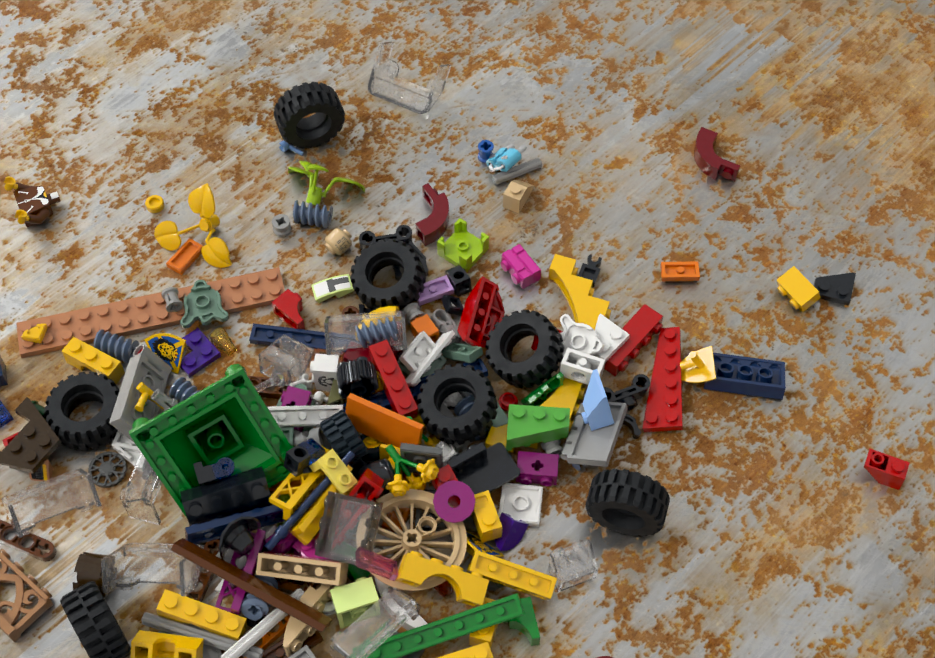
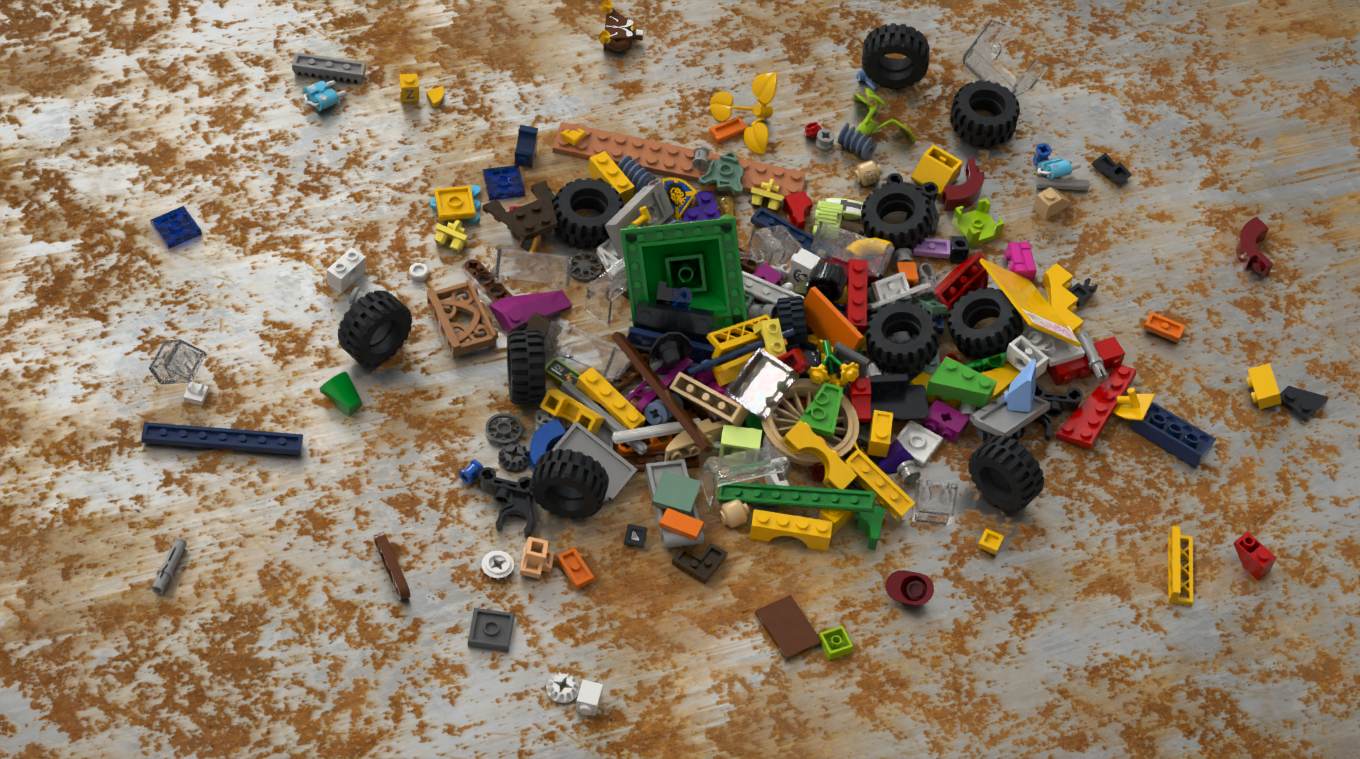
camera: 20 degrees right, 5 degrees down
(59, 556) = (516, 310): none -> magenta wedge
(136, 603) = (561, 372): none -> tile
(154, 204) = (722, 76): yellow tile -> none
(263, 308) = (775, 199): none -> light yellow hips
(264, 220) = (812, 129): none -> red plate
(302, 456) = (749, 315): black leg -> none
(323, 305) = (828, 213): none -> yellowish green brick
(376, 564) = (770, 419): clear pink tile -> none
(377, 332) = (861, 252): sand blue piece -> none
(399, 208) = (937, 167): none -> yellow slope
(415, 151) = (983, 129): none -> black tyre
(421, 524) = (824, 410): none -> bright green wing
(450, 489) = (855, 396): magenta tile -> none
(452, 305) = (942, 266): black tile -> none
(530, 541) = (908, 472): none -> light grey wheel
(555, 139) = (1108, 168): none -> black slope
(557, 310) = (1030, 303): none -> yellow piece
(643, 339) = (1095, 362): none -> light grey pin
(644, 578) = (990, 541): none -> yellow plate
(824, 517) = (1175, 568): none -> yellow fence

